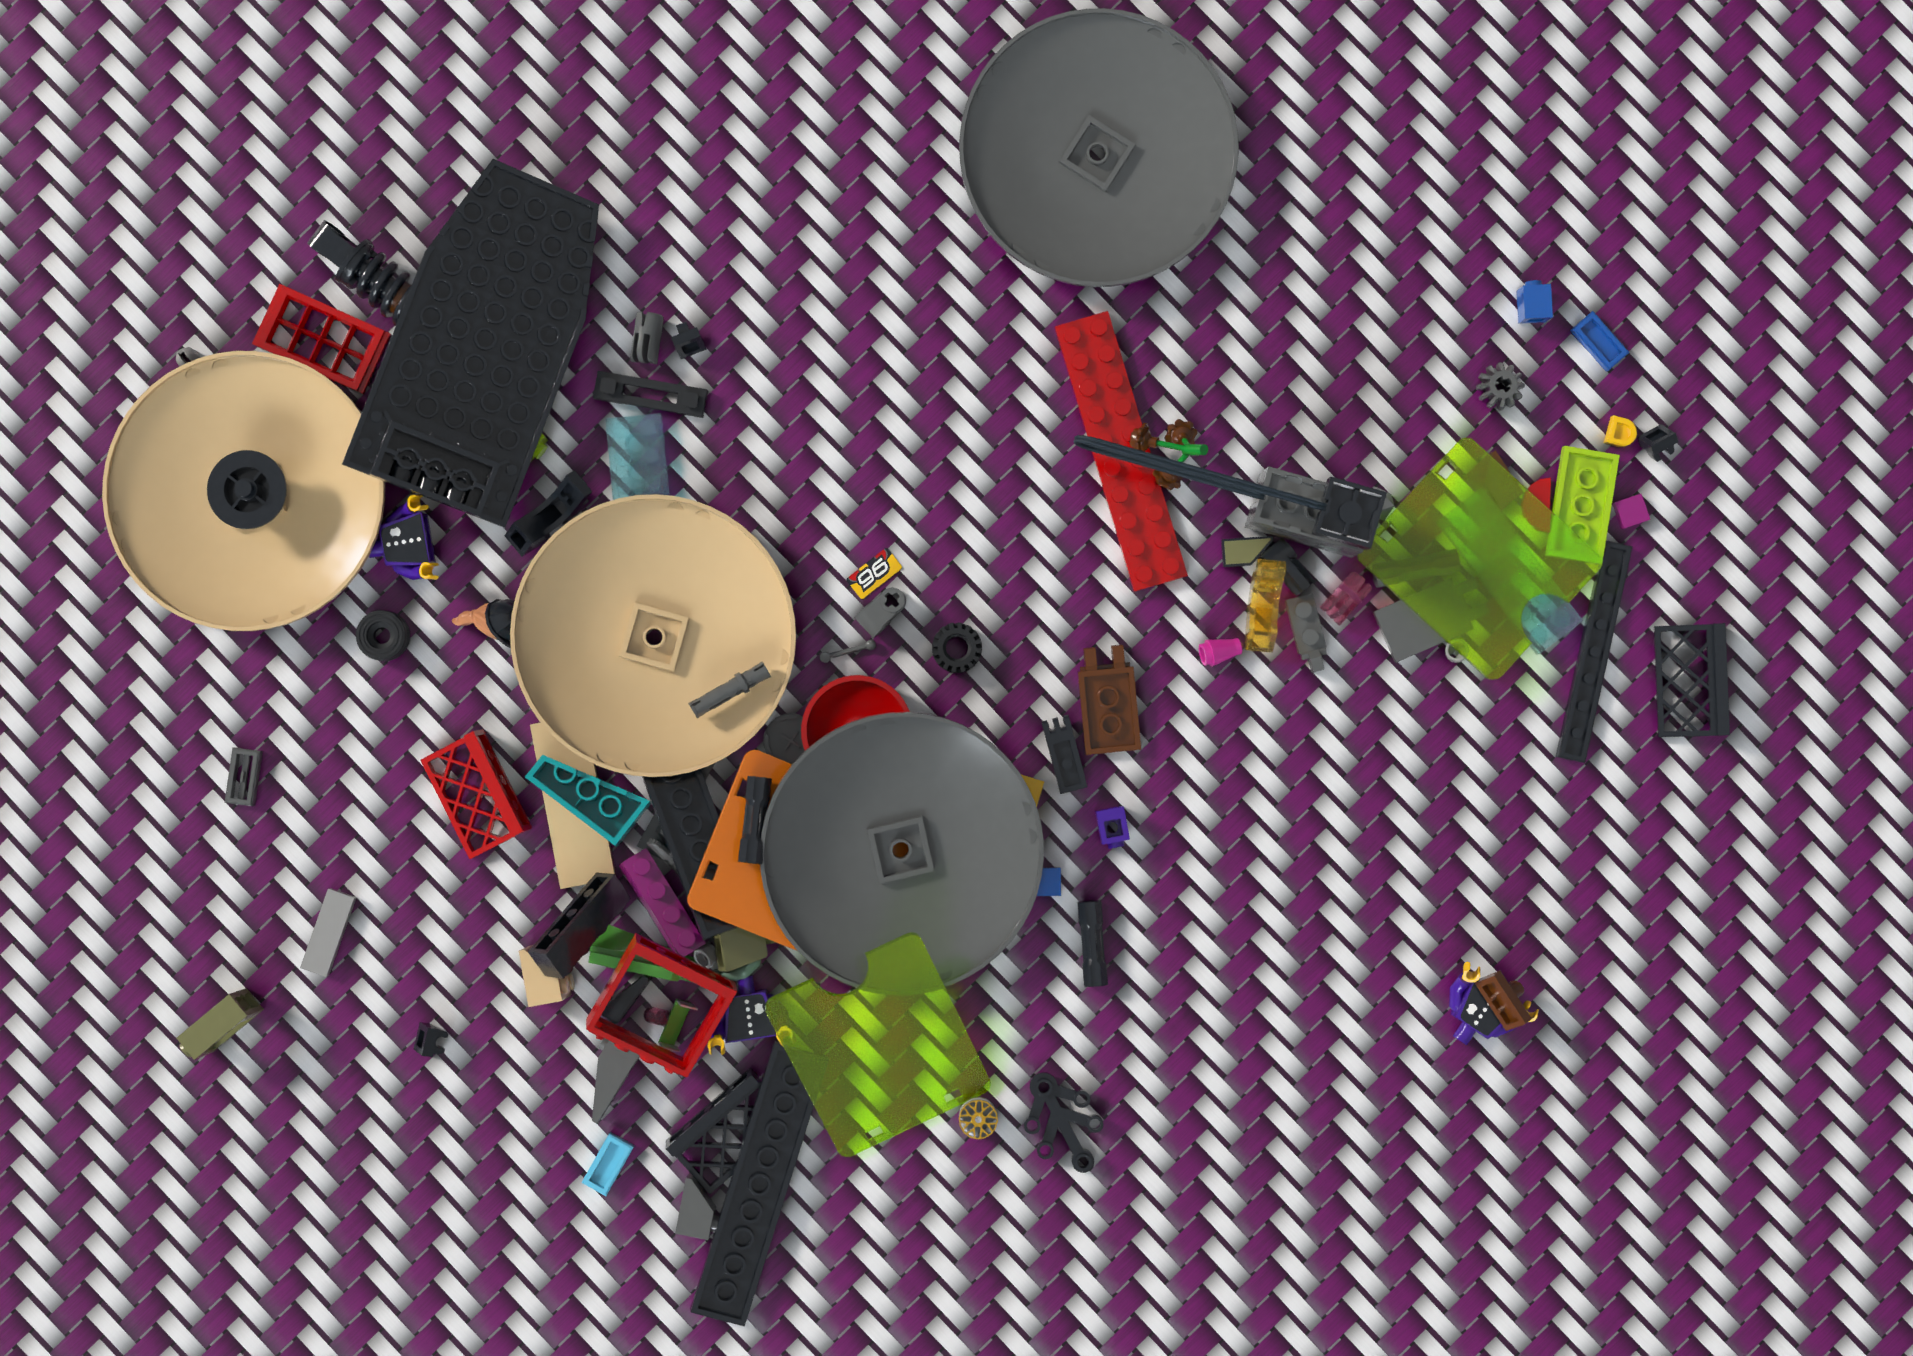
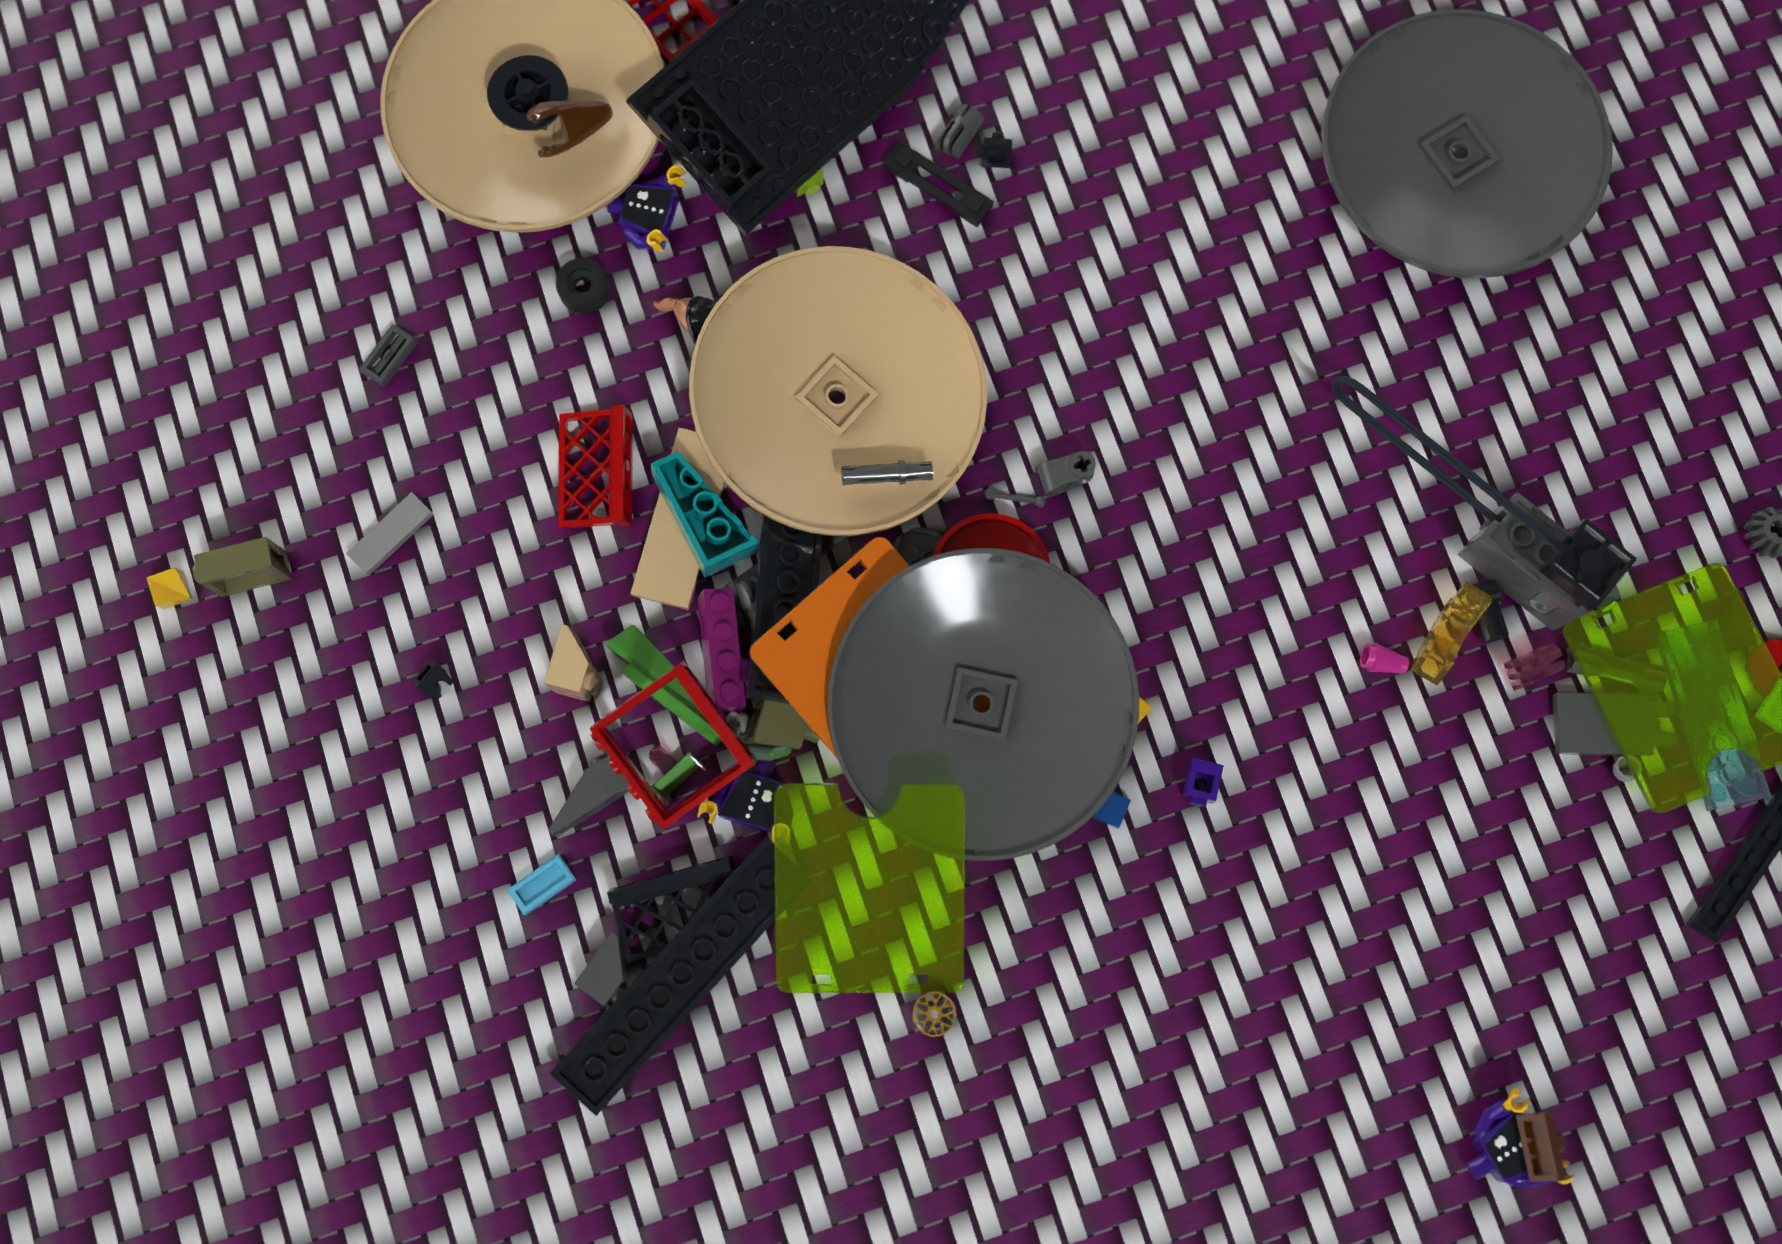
camera: 30 degrees right, 10 degrees down
(164, 1068) = (169, 588): none -> yellow slope
(302, 492) = (578, 118): none -> reddish brown animal
(550, 516) = (820, 232): black arch -> none
(579, 925) = (632, 629): black brick -> none
(622, 1003) = (638, 729): black slope -> none
(637, 455) = (902, 226): clear light blue plate -> none
(757, 800) = (863, 586): black axle -> none
(874, 573) = (1073, 438): sticker -> none
(956, 630) = (1131, 525): black tyre -> none
(1059, 1118) = (1017, 1054): black plant -> none
(1064, 755) = (1183, 692): black hinge -> none
(1094, 962) = (1126, 901): black axle -> none
(1108, 704) = (1249, 662): reddish brown tile -> none
(1112, 415) = (1360, 454): red plate -> none
(1179, 438) = (1401, 469): reddish brown plant -> none
(1243, 551) = (1446, 576): olive tile -> none
(1307, 630) = (1479, 681): dark grey hinge -> none

